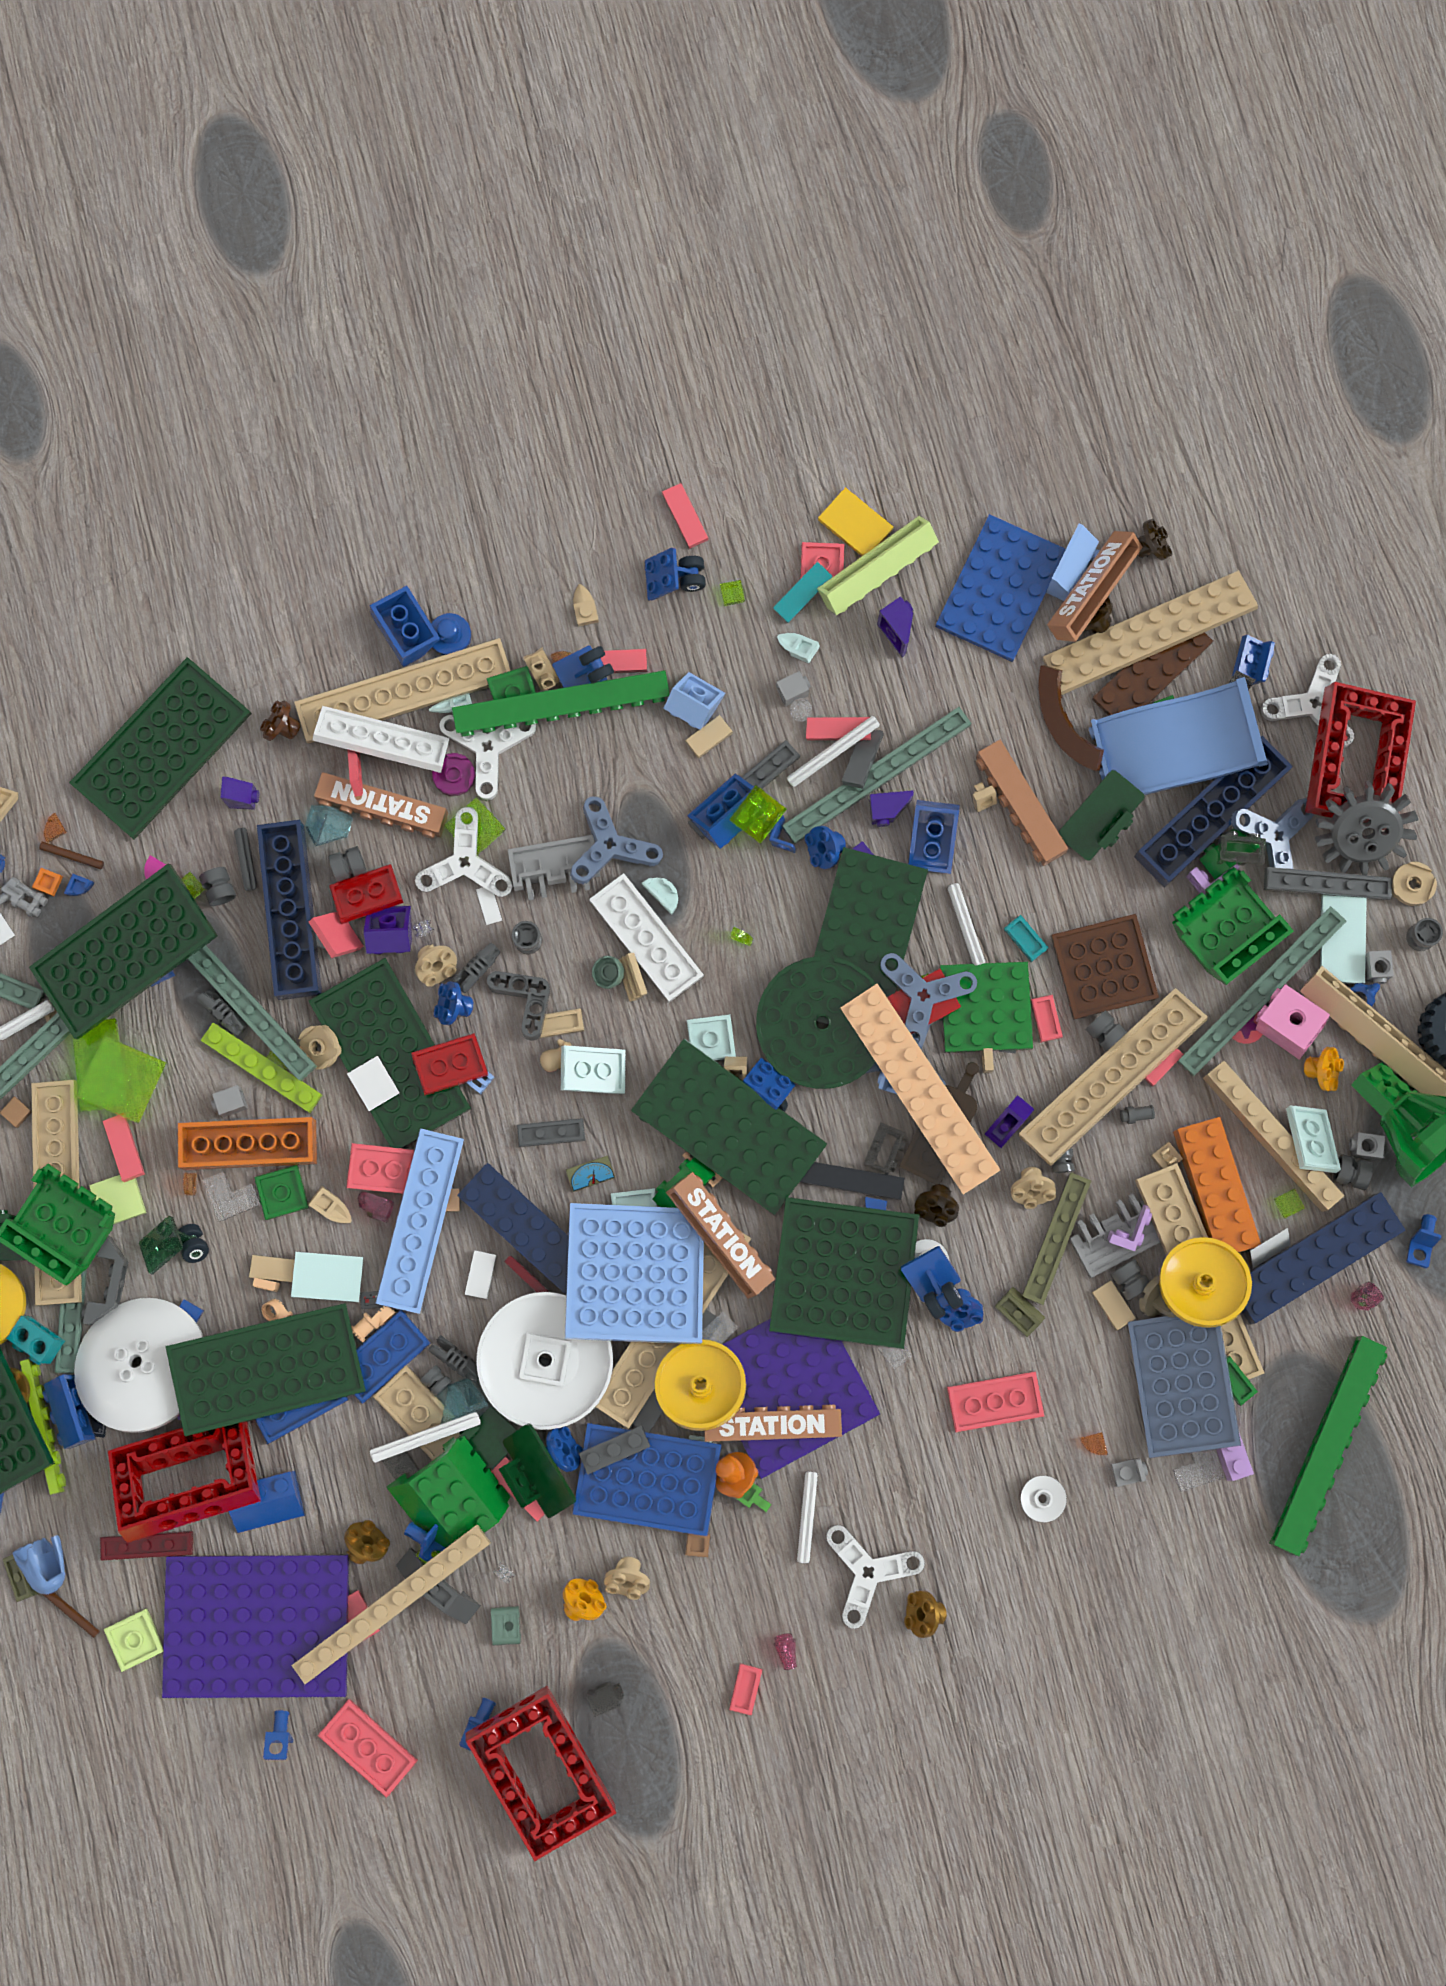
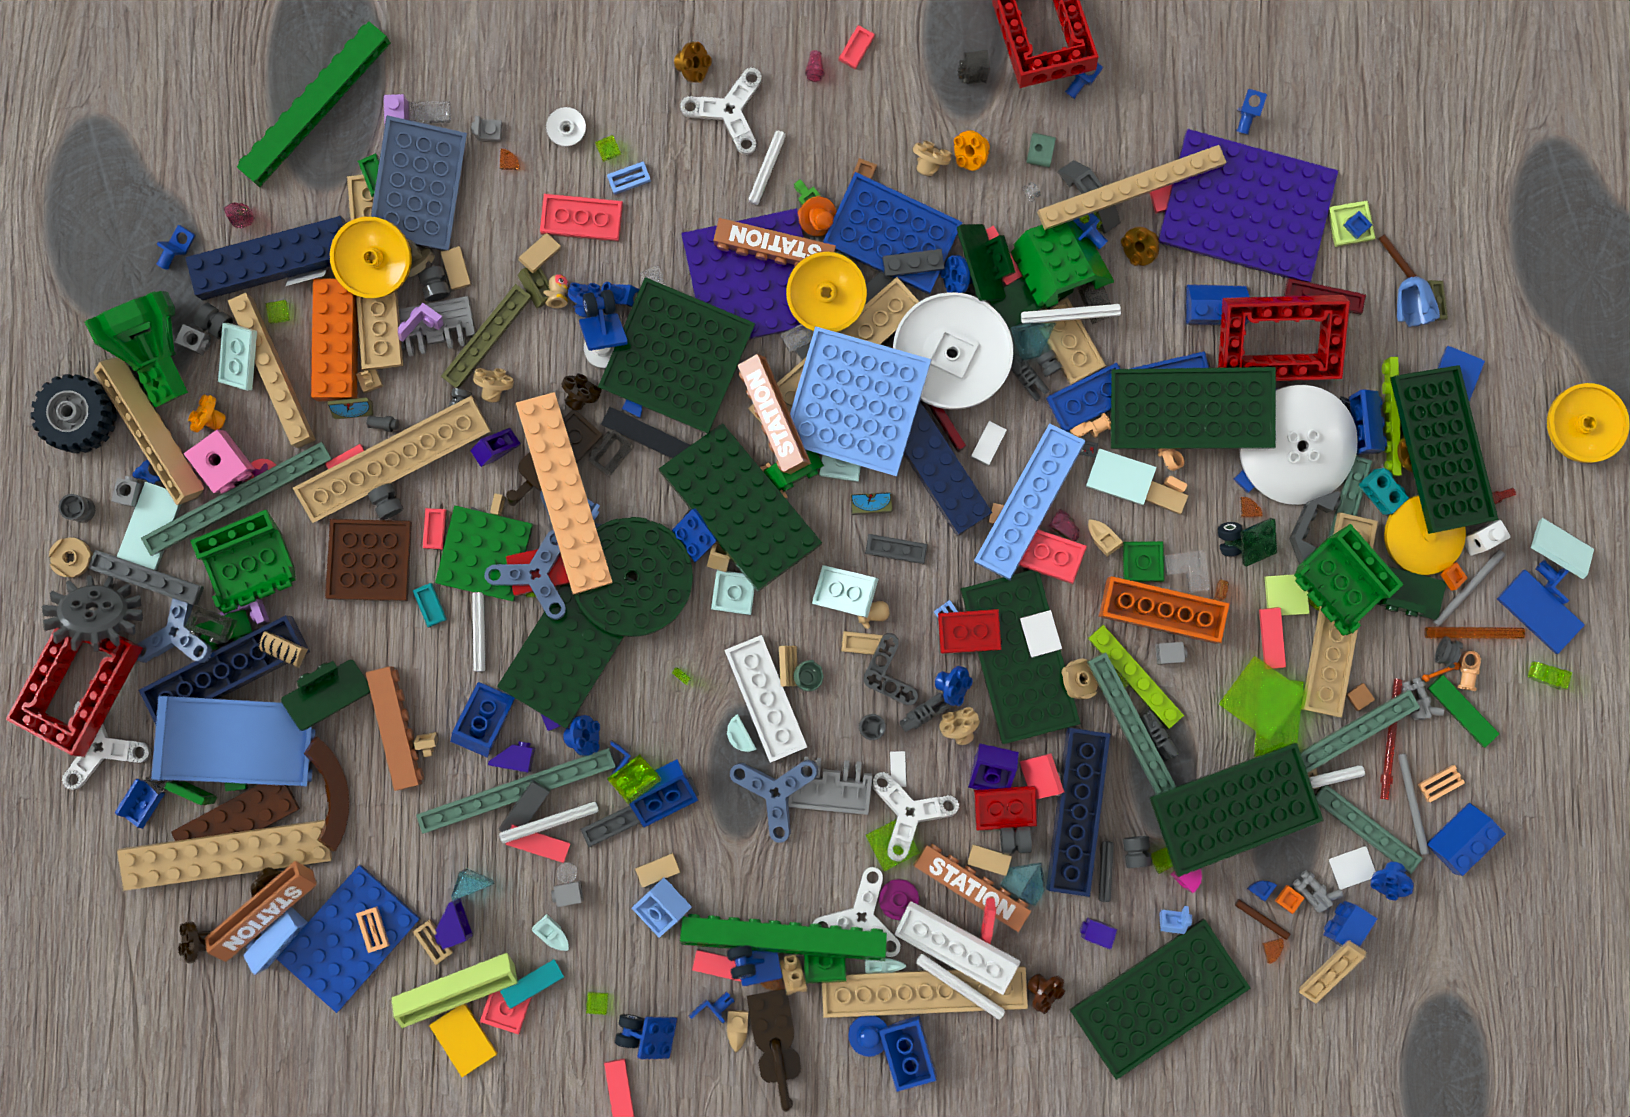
camera: 170 degrees left, 5 degrees up
(126, 1638) = (1357, 225): none -> blue tile
(162, 828) = (1175, 921): none -> light blue bracket
(178, 1282) = (1249, 508): none -> clear orange tile
(367, 1748) = (1178, 86): coral tile -> none
(368, 703) = (960, 986): none -> white axle
(370, 838) = (989, 860): none -> tan tile
(423, 928) = (962, 762): clear bush -> none
(551, 620) = (773, 1019): none -> dark brown plate
(610, 619) = (717, 1007): none -> blue bracket
(894, 672) = (469, 882): none -> clear light blue slope
(924, 623) = (449, 951): none -> tan tile
(926, 1325) = (622, 293): none -> blue bracket
(941, 1472) = (611, 176): none -> light blue tile
(961, 590) = (370, 948): none -> light nougat tile
(989, 1488) = (608, 148): none -> clear neon green plate
(994, 1312) = (558, 290): none -> tan animal
(1028, 1347) = (539, 253): none -> tan tile
(1159, 846) = (282, 649): none -> tan brick
(1175, 1120) = (351, 408): none -> slope
(1202, 680) = (191, 792): none -> green tile

